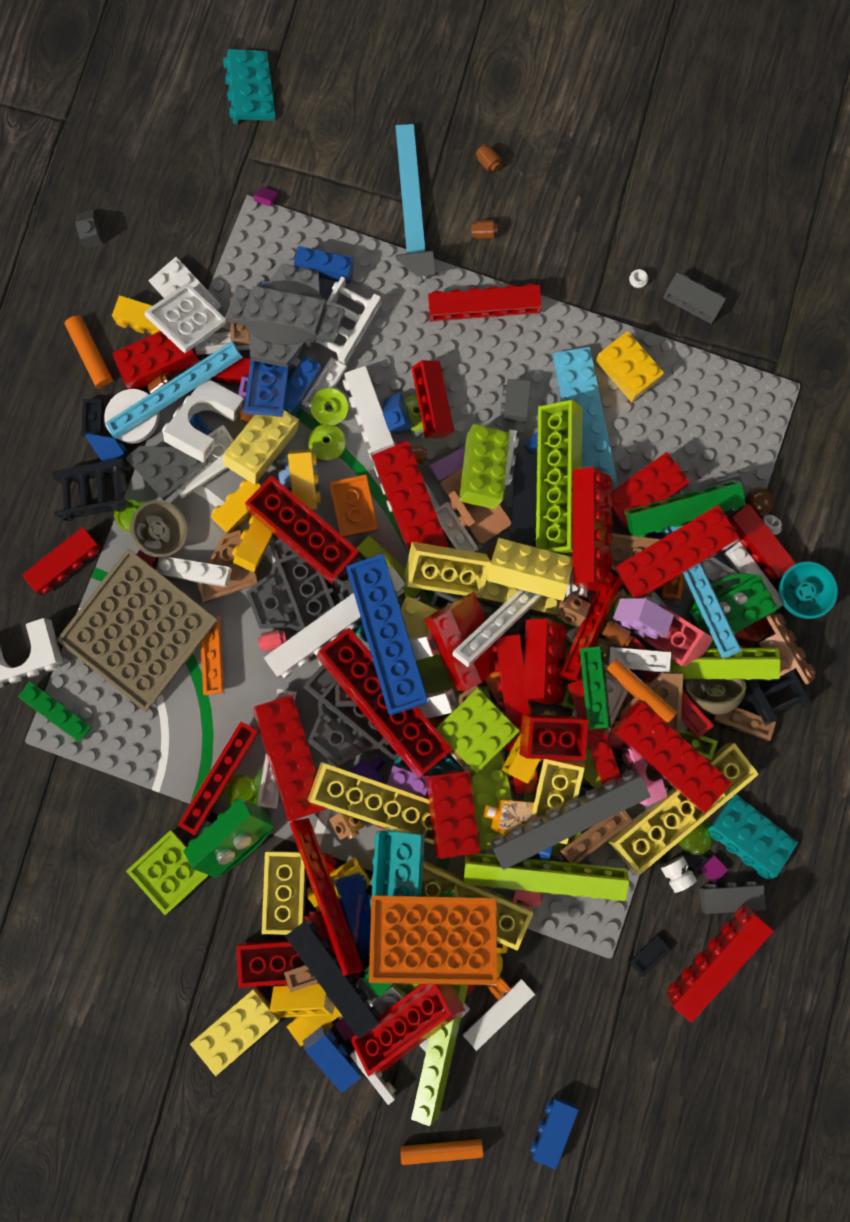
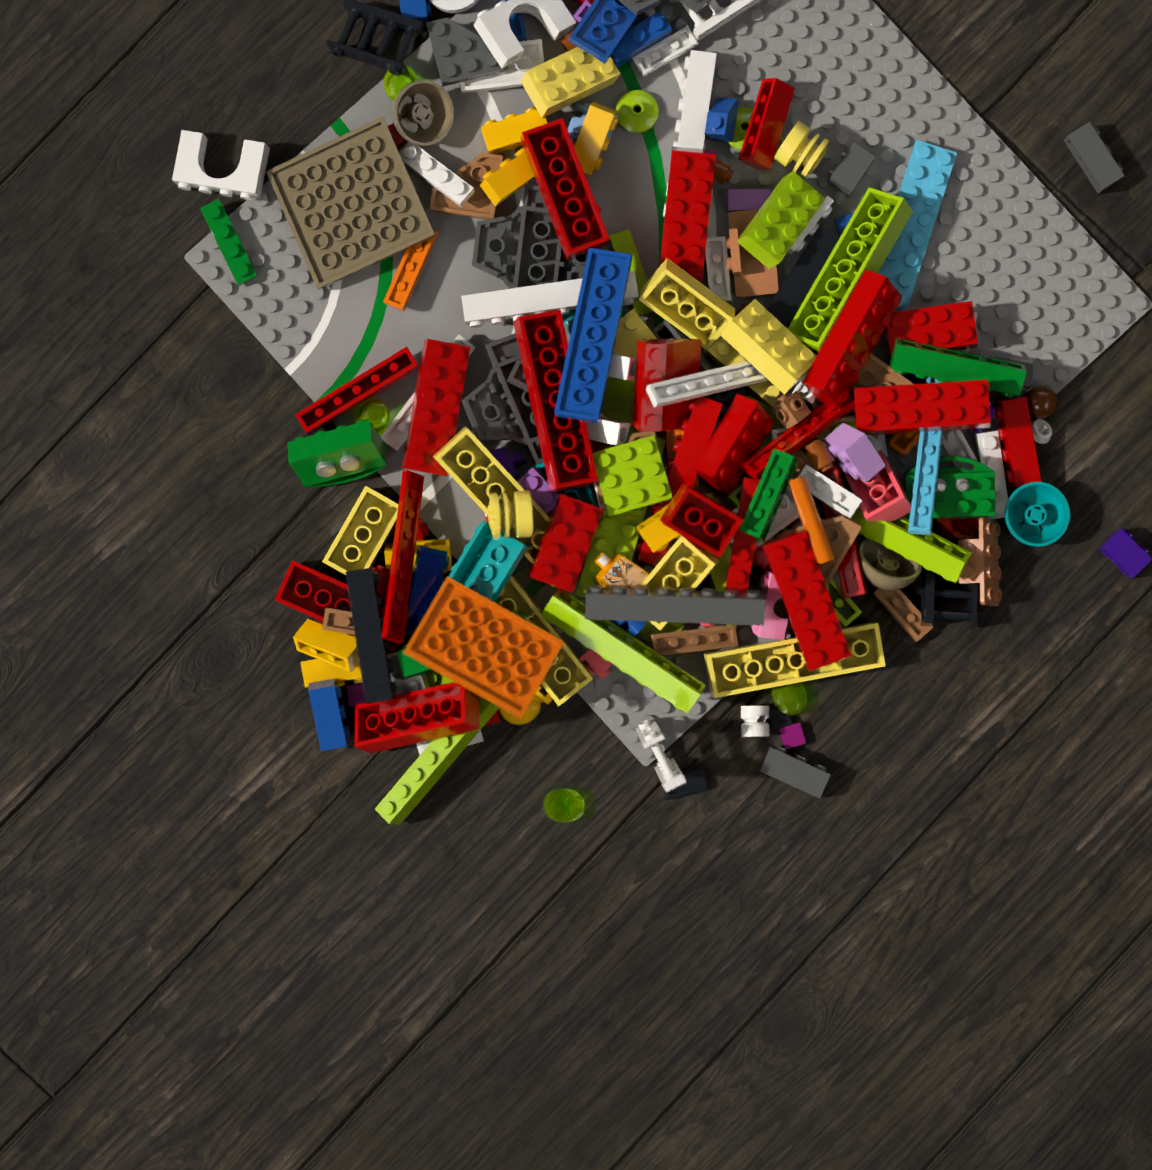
camera: 25 degrees right, 5 degrees up
(61, 562) = (309, 95): red brick -> none
(166, 873) = (259, 457): lime plate -> none
(235, 1031) = (249, 641): light yellow brick -> none
(271, 640) = (477, 283): coral brick -> none
(330, 397) = (669, 76): lime dish -> none
(346, 825) = (457, 502): medium nougat brick -> none
(353, 506) = (629, 191): orange plate -> none
(385, 1089) = (364, 772): white plate -> none
(396, 816) = (511, 514): none -> light yellow wheel
(441, 1151) = (386, 856): orange brick -> none
(471, 405) = (802, 150): none -> light yellow wheel
(484, 302) = (873, 50): red brick -> none
(498, 1014) = (508, 760): white tile -> none
(499, 989) = (522, 735): orange wheel -> none
(553, 1132) = (502, 895): blue brick -> none
(563, 1027) = (563, 805): none -> clear neon green hat
(629, 366) = (985, 194): yellow brick -> none
(629, 951) = (667, 769): none -> white fence
(638, 278) = (1048, 107): white plate -> none
(718, 962) = (745, 820): red brick -> none
(752, 837) = (847, 725): teal bracket -> none

